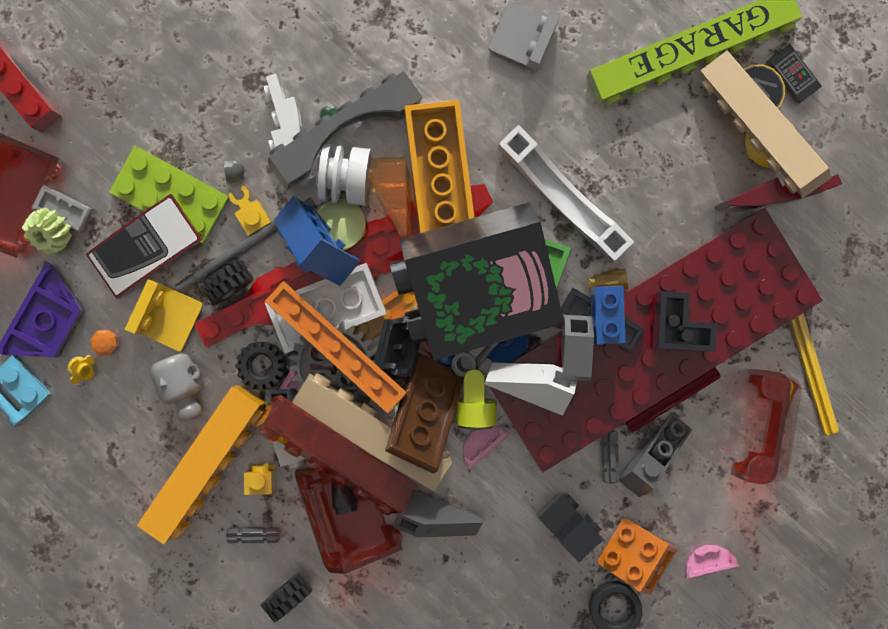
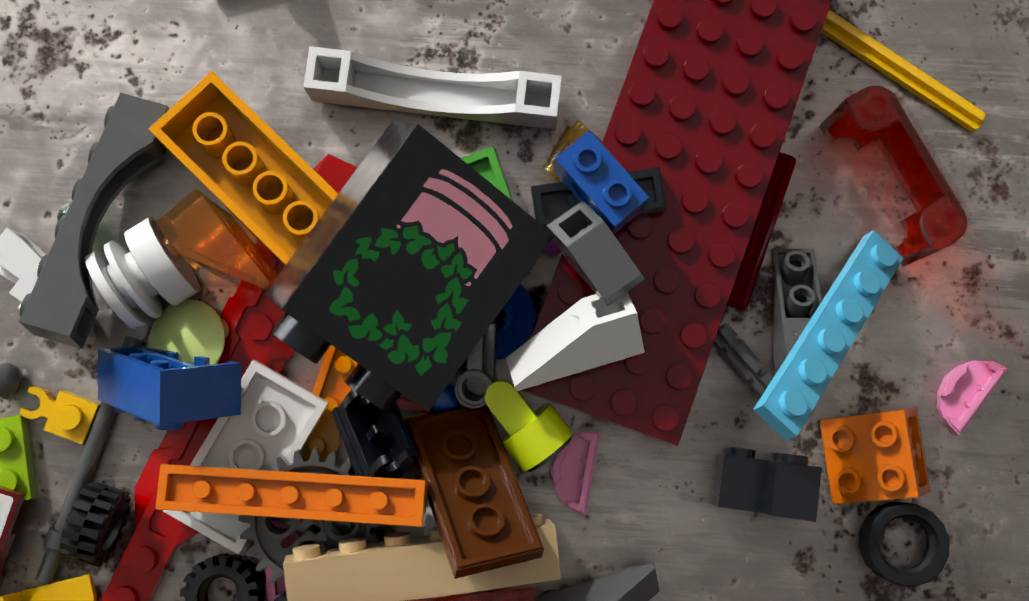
camera: 40 degrees left, 5 degrees down
(662, 478) = (828, 336): none -> medium azure plate
(673, 327) = (697, 137): black brick -> none

